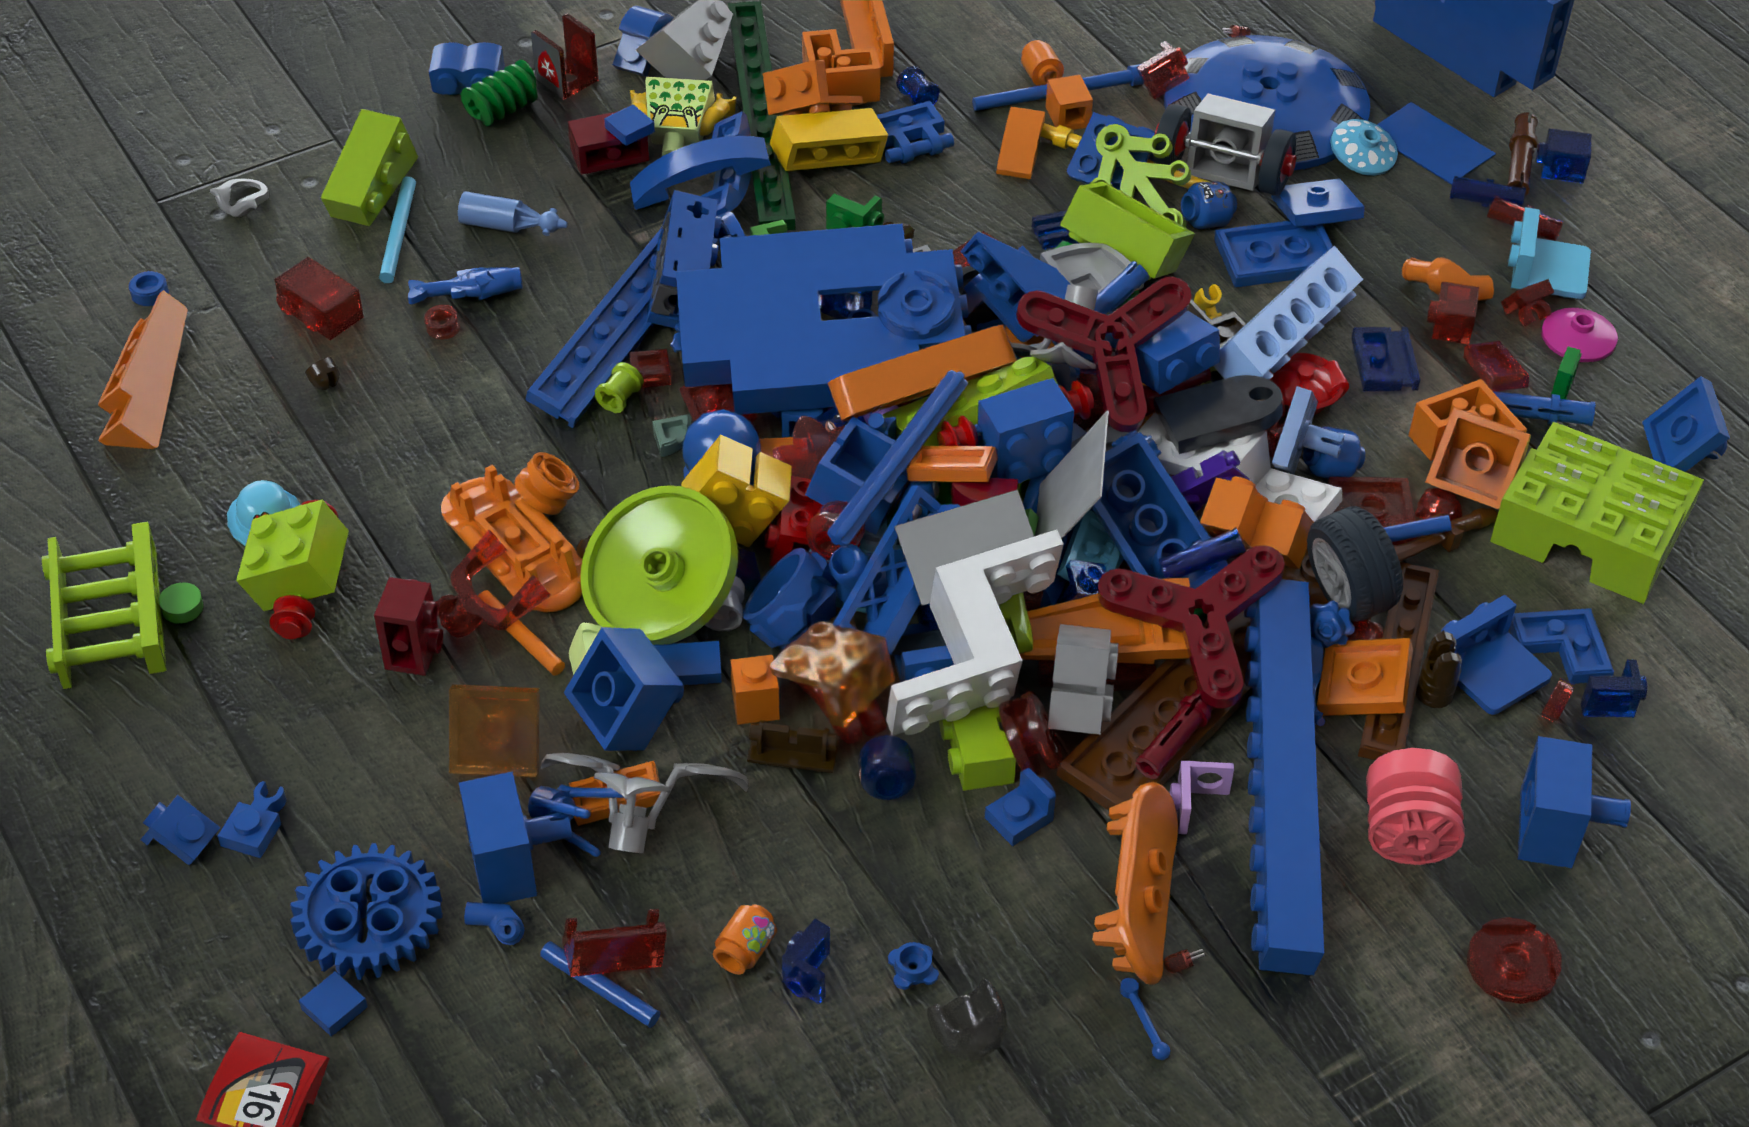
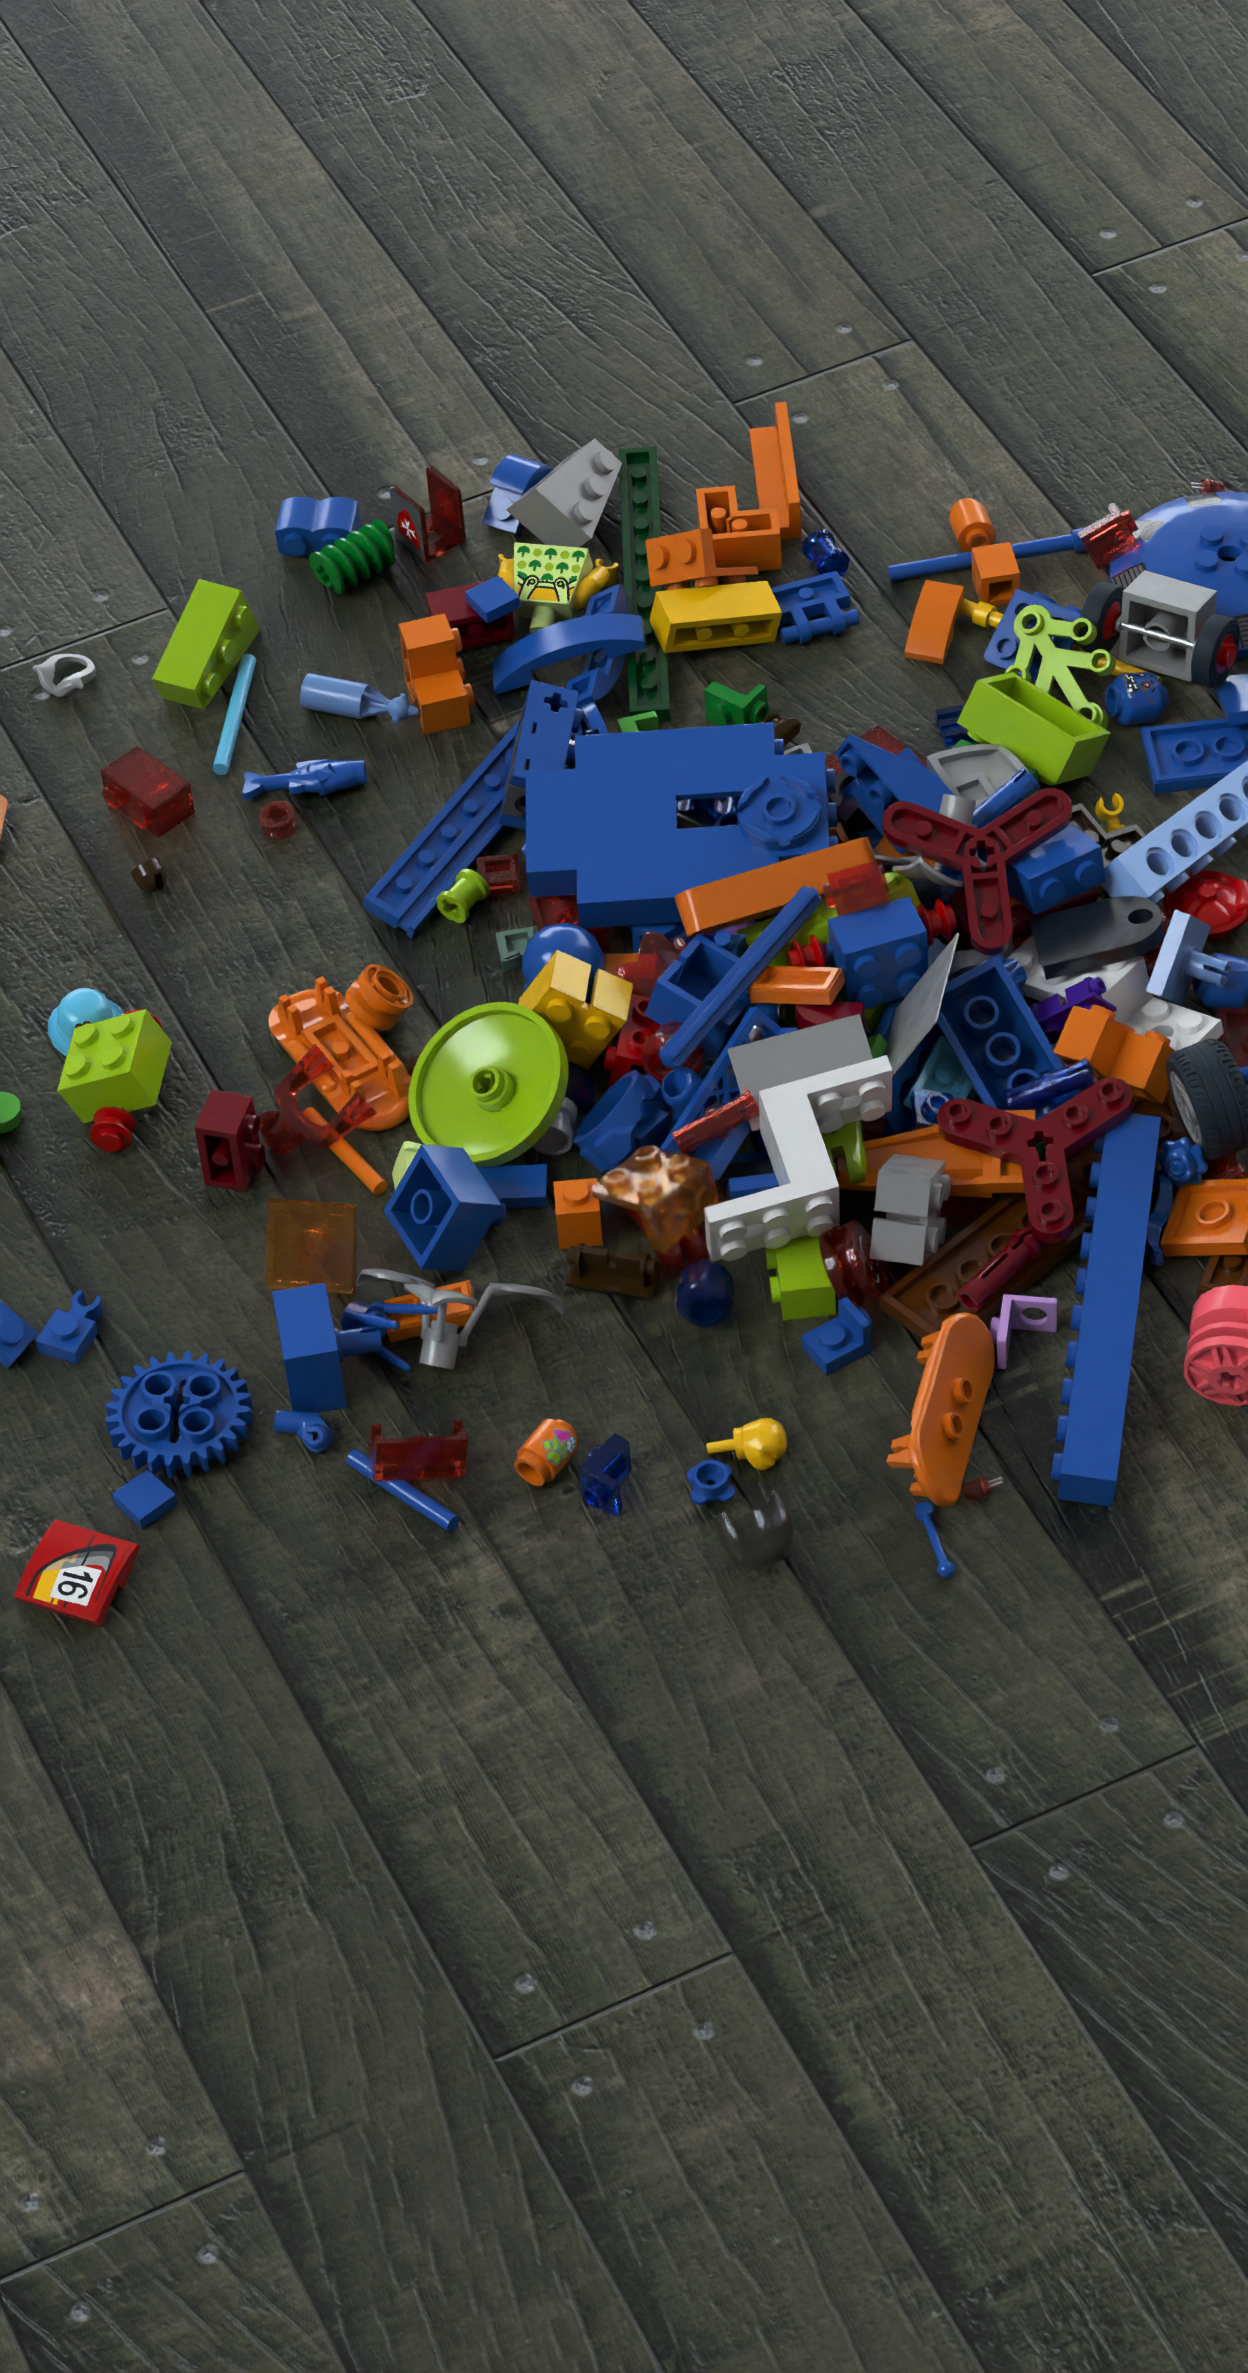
camera: 10 degrees right, 0 degrees up
(580, 190) = (435, 673): none -> orange brick
(888, 598) = (716, 1122): none -> clear red pin
(956, 919) = (758, 1441): none -> yellow piece
(1003, 370) = (857, 887): none -> clear red brick

